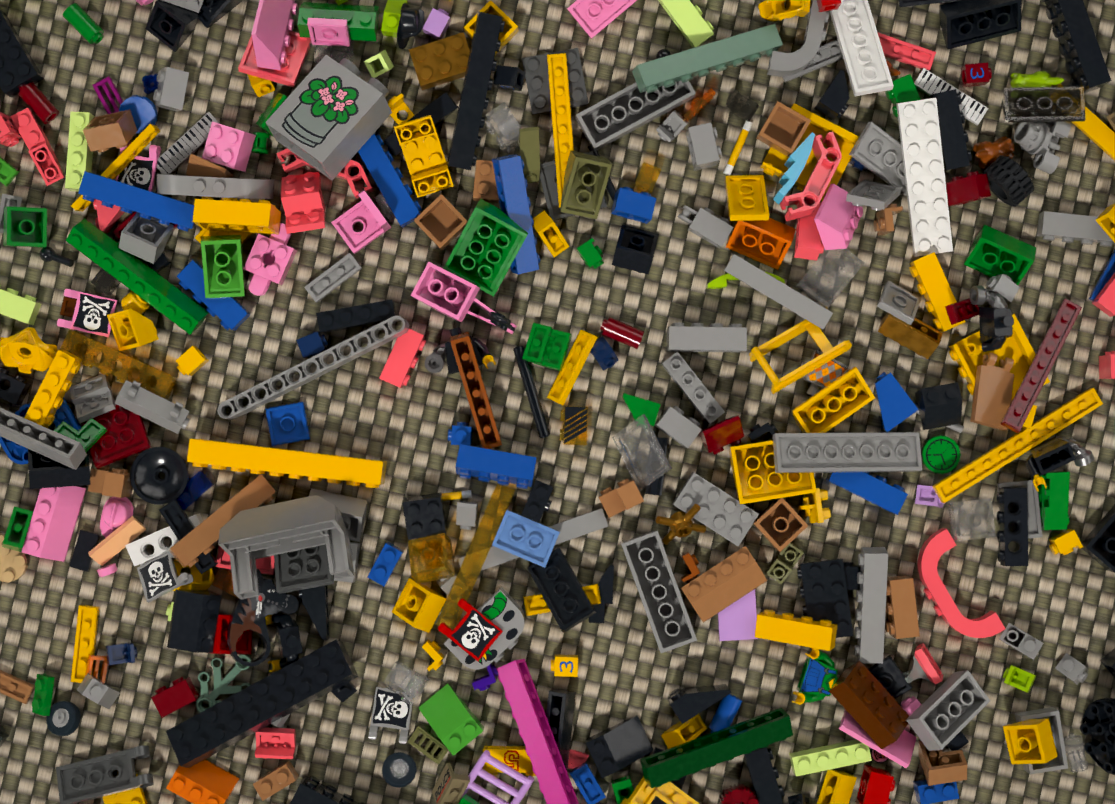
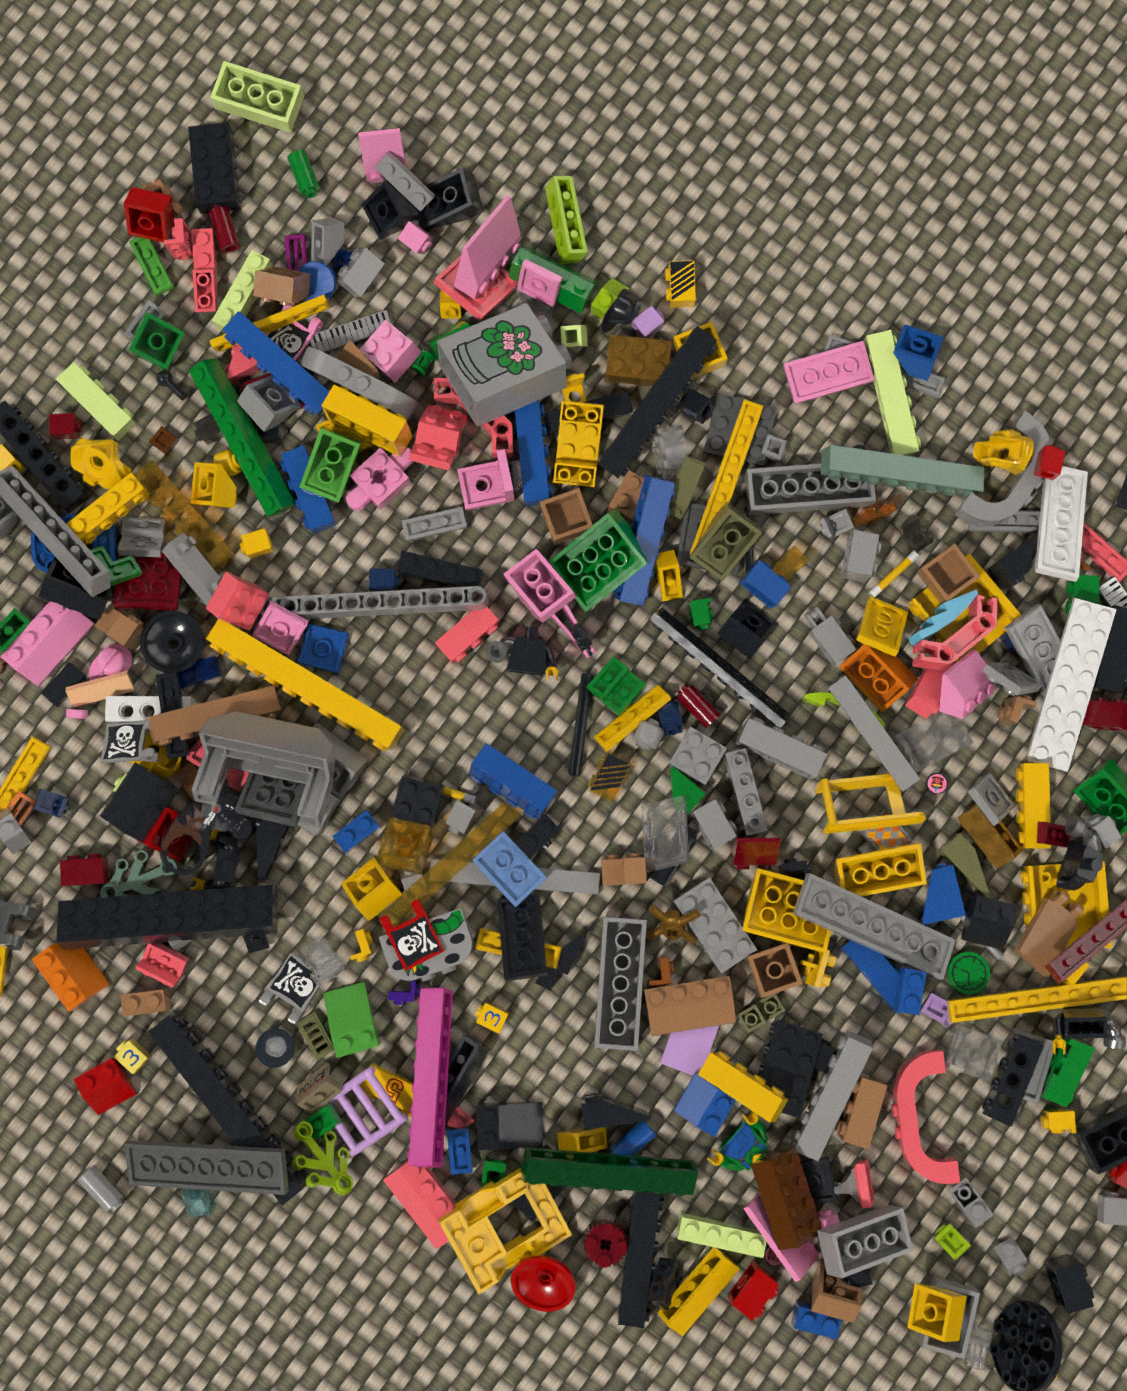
camera: 20 degrees right, 5 degrees down
(89, 313) = (178, 453): flag -> none
(129, 73) = (326, 239): none -> light grey slope
(198, 417) = (237, 601): none -> coral brick
(205, 38) = (416, 238): none -> bright pink brick
(244, 423) = (280, 628): none -> bright pink tile
(460, 434) = (490, 734): blue brick -> none
(475, 390) = (525, 697): dark orange brick -> none
(590, 85) = (773, 447): none -> light grey slope
(591, 375) = (648, 735): none -> light grey head
(633, 294) = (714, 662): none -> black plate
(640, 375) = (697, 756): none -> light grey brick
(771, 659) = (704, 1105): none -> blue slope
(848, 309) = (936, 783): none -> tile
(898, 363) = (963, 857): none -> olive slope
(898, 492) = (909, 991): none -> blue brick

